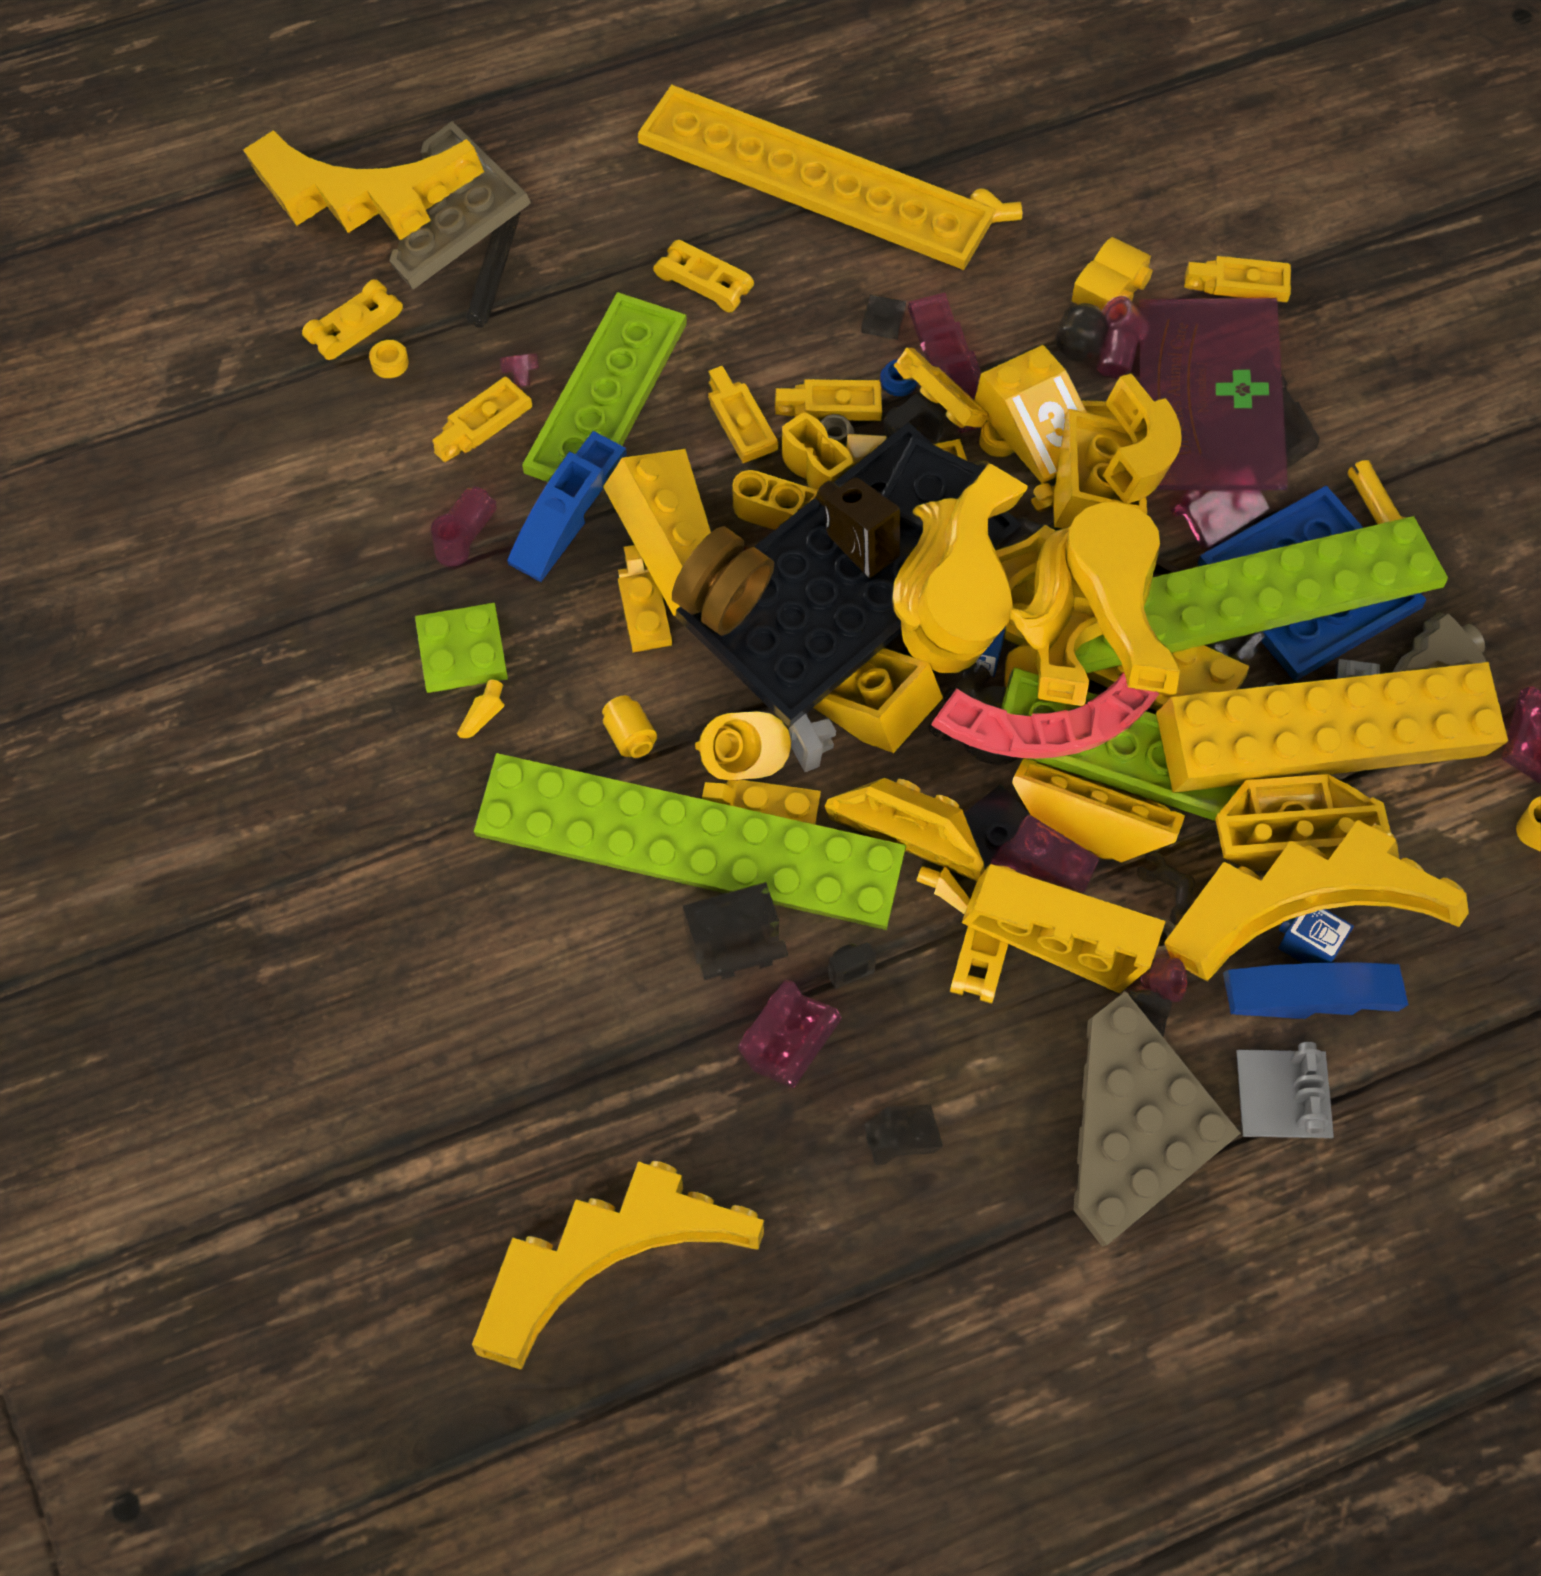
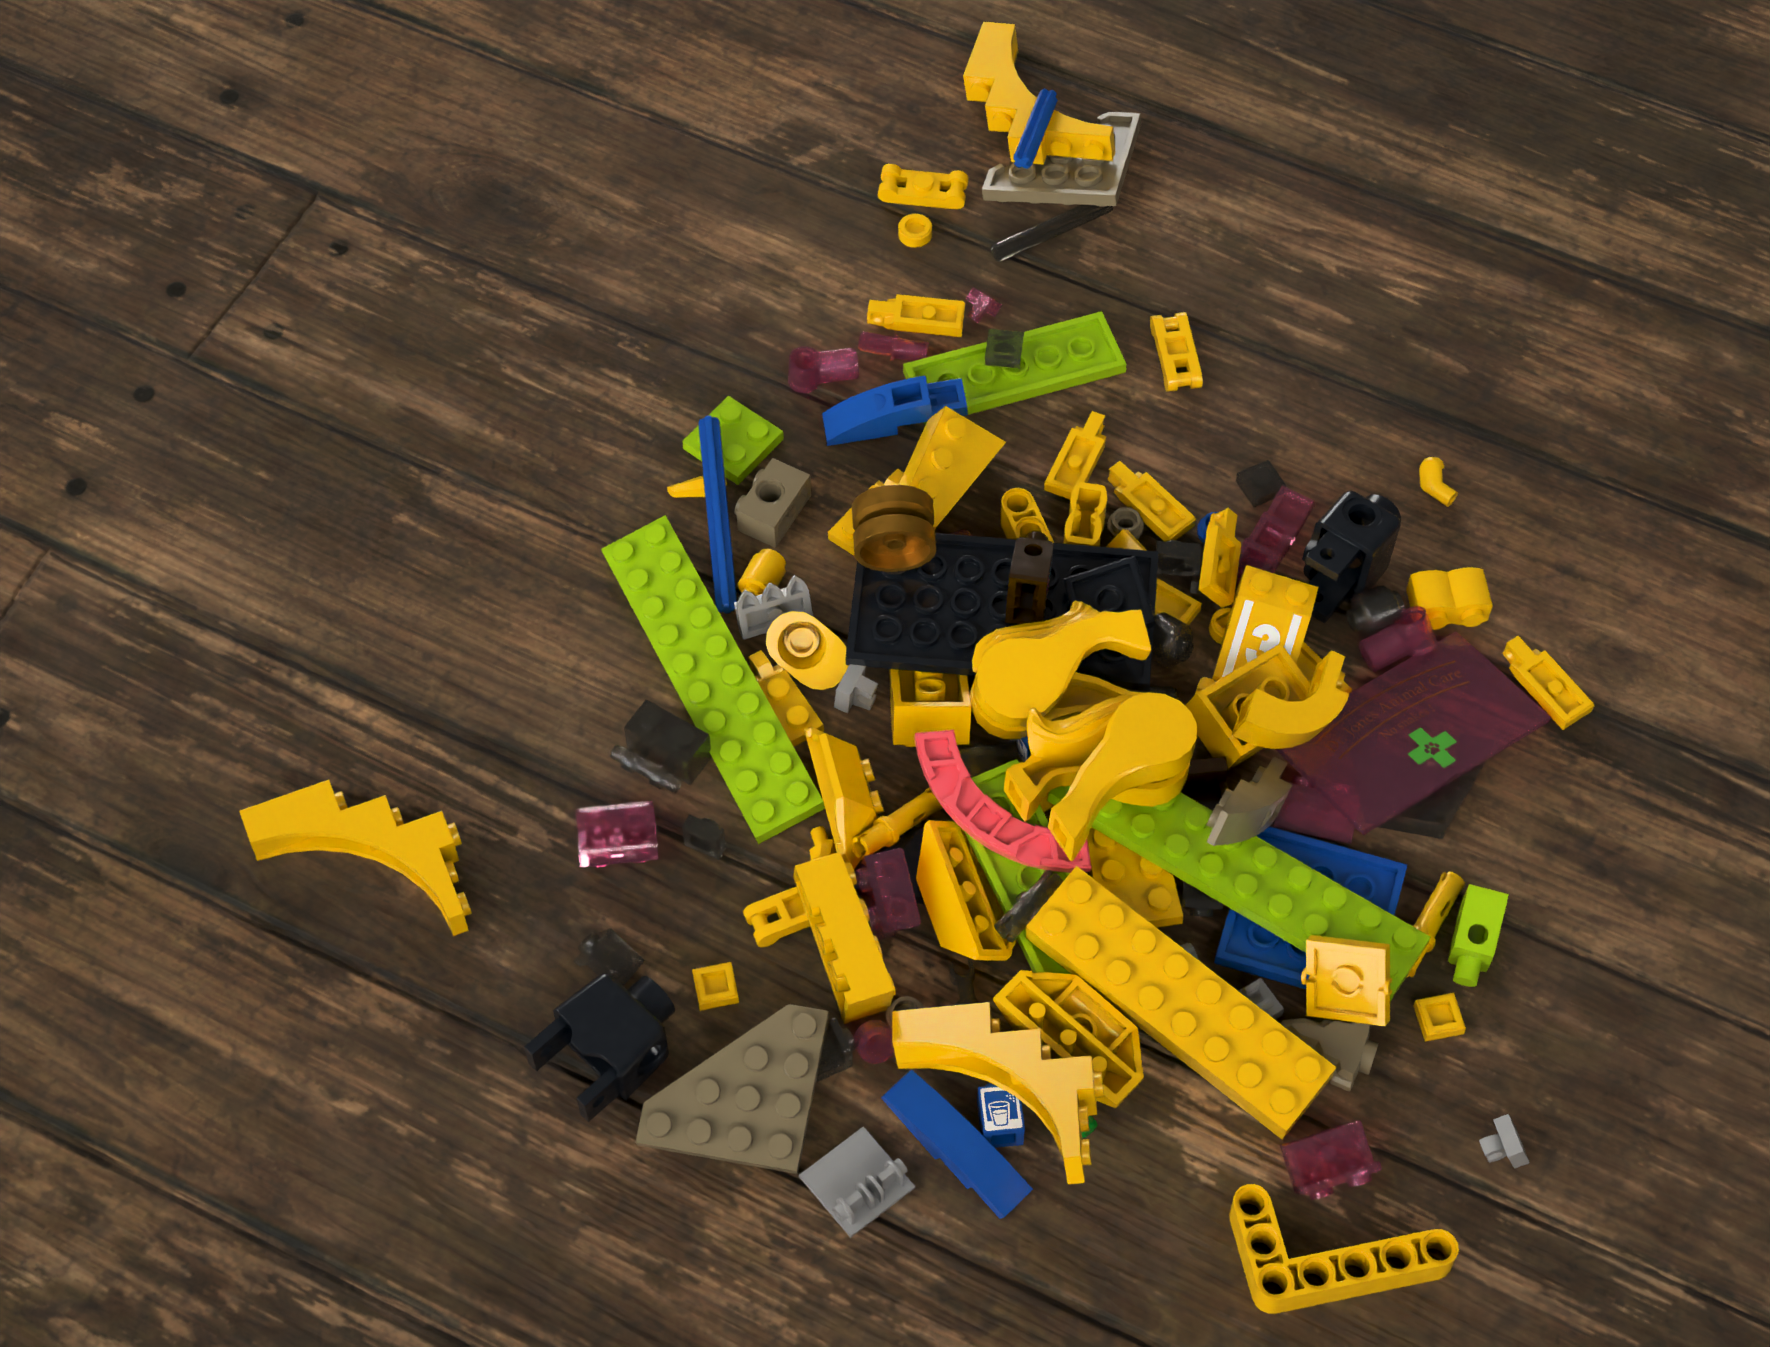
camera: 50 degrees right, 5 degrees down
(409, 190) = (1035, 128): none -> blue axle
(495, 459) = (895, 346): none -> clear pink axle
(532, 711) = (717, 514): none -> blue axle
(561, 642) = (771, 520): none -> dark tan brick
(590, 381) = (1004, 348): none -> clear smoke plate
(673, 743) = (758, 612): none -> light grey plate
(817, 176) = (1338, 356): yellow plate -> none
(980, 813) = (887, 829): none -> yellow pin
(997, 1182) = (613, 1032): none -> black piece
(1001, 1066) = (715, 986): none -> yellow tile
(1023, 281) = (1347, 531): none -> black piece
(1156, 764) = (1027, 906): none -> clear smoke pin
(1202, 535) = (1250, 806): none -> dark tan slope
(1414, 596) = (1347, 980): none -> yellow plate
(1429, 485) = (1476, 933): none -> lime torso
(1468, 569) = (1439, 1017): none -> yellow tile

